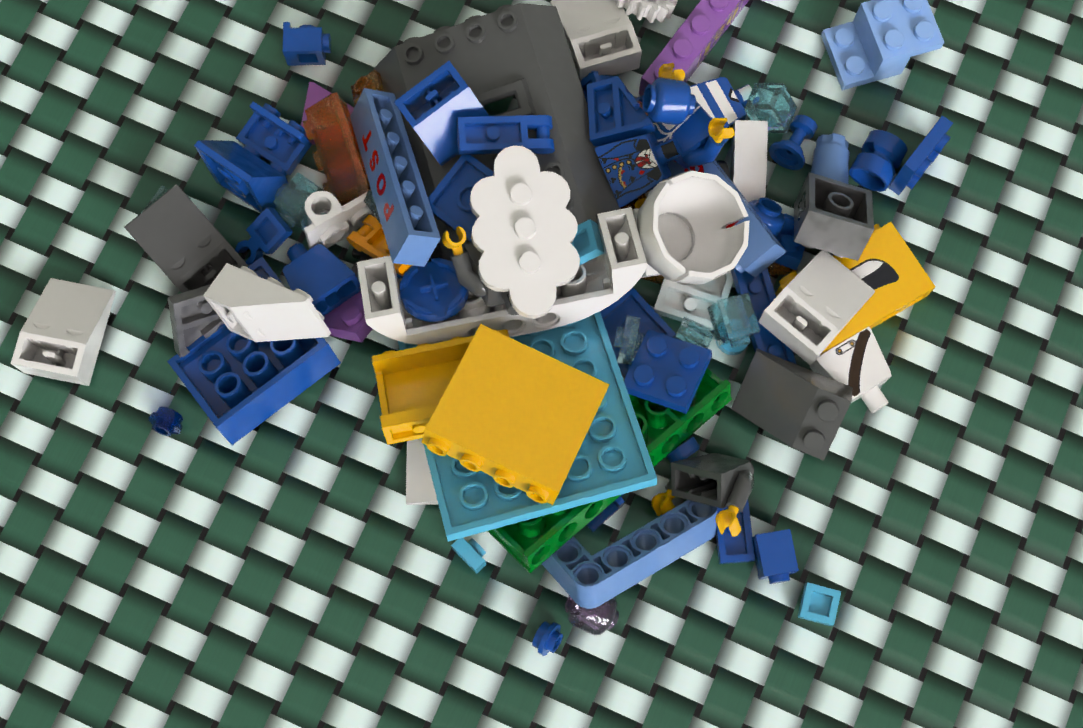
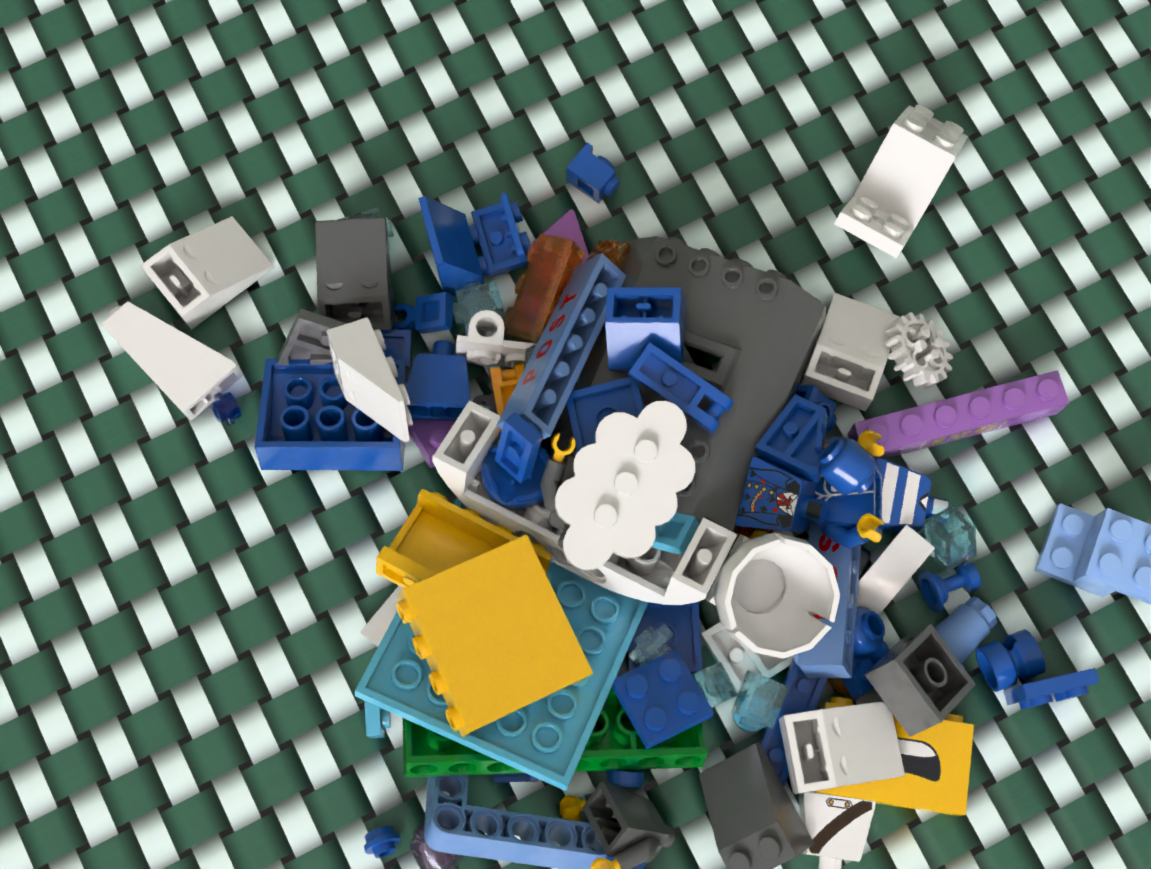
camera: 40 degrees right, 0 degrees up
(94, 418) = (174, 361): none -> white slope
(423, 265) = (518, 447): none -> blue plate

